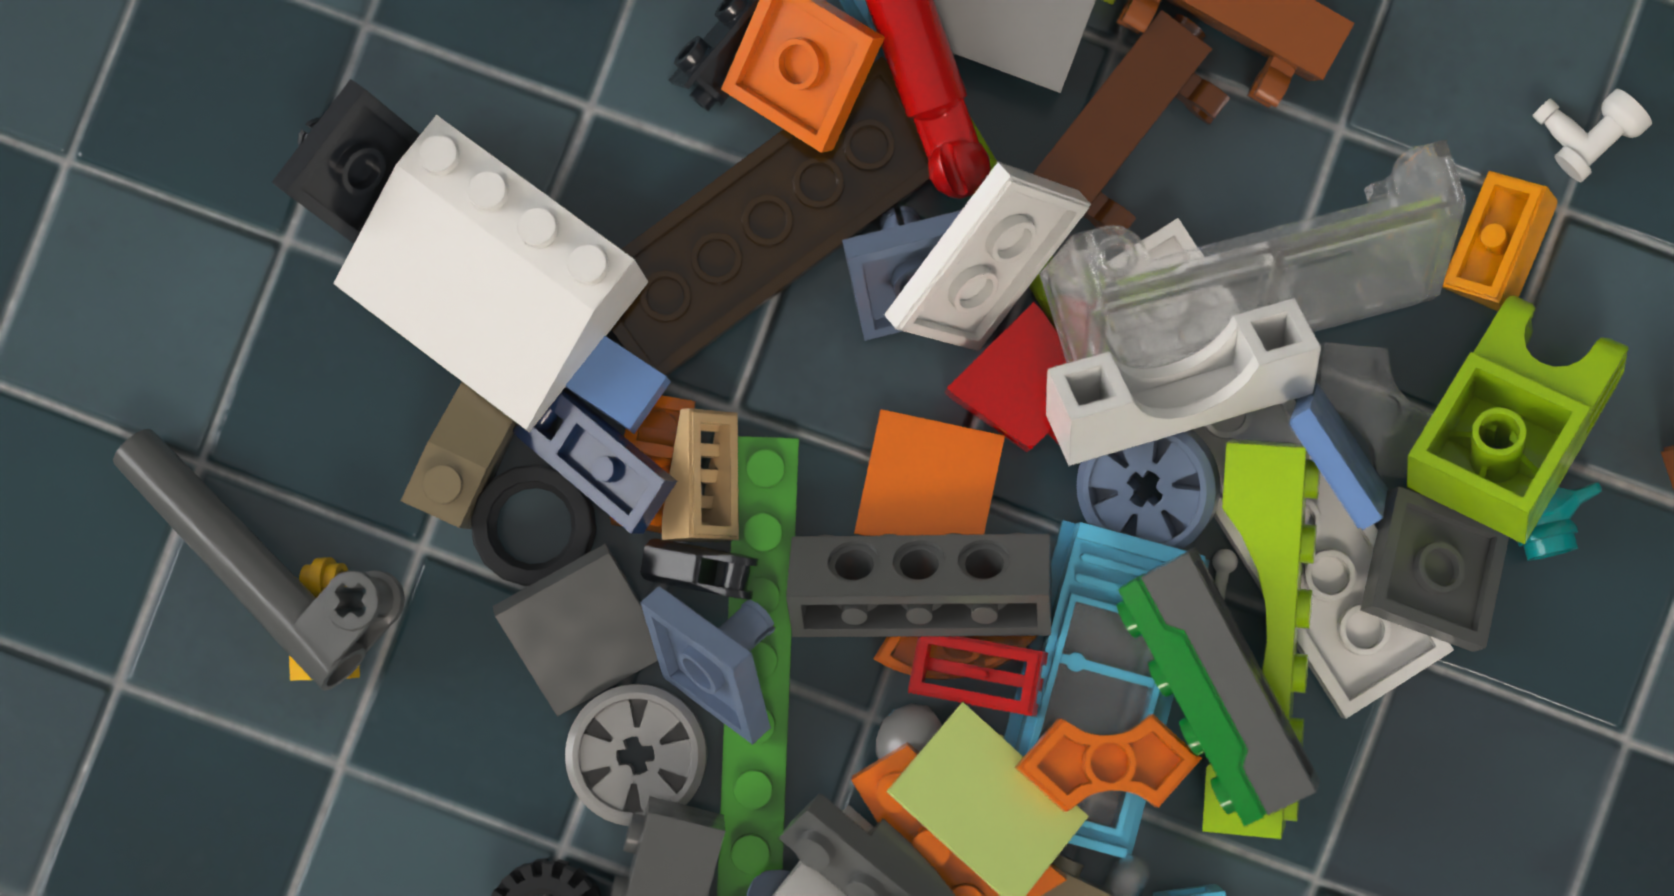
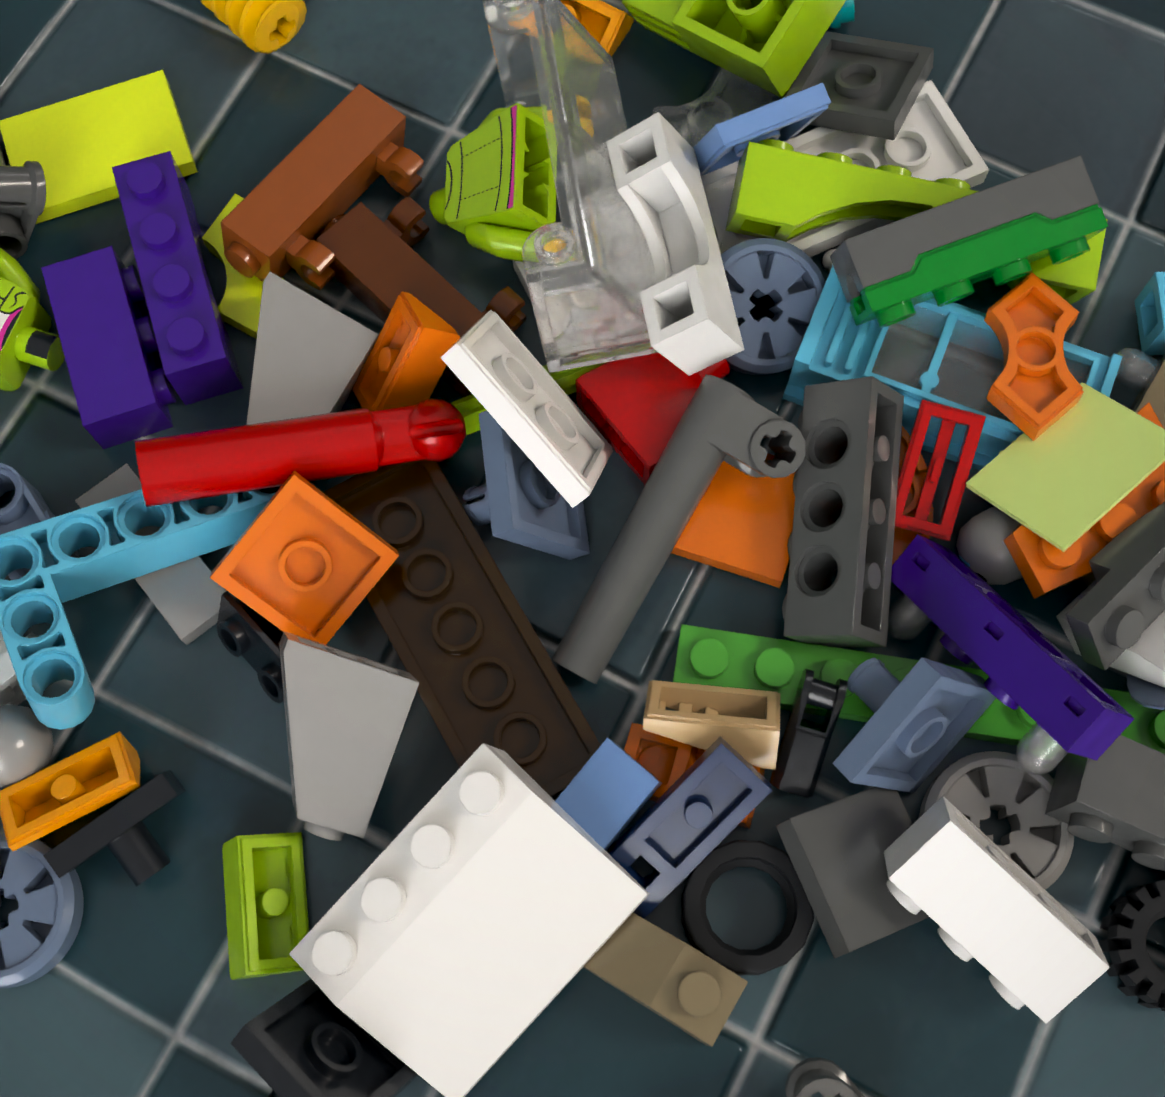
camera: 80 degrees left, 15 degrees down
(489, 82) = (264, 903): none -> lime slope
(550, 746) = (993, 912): none -> white brick
(646, 127) = (340, 732): none -> light grey slope
(793, 743) = (1020, 661): none -> dark purple piece
(989, 446) = (715, 428): none -> dark grey axle
(1033, 124) = (405, 357): none -> orange slope
(1244, 187) = (499, 182): none -> lime torso

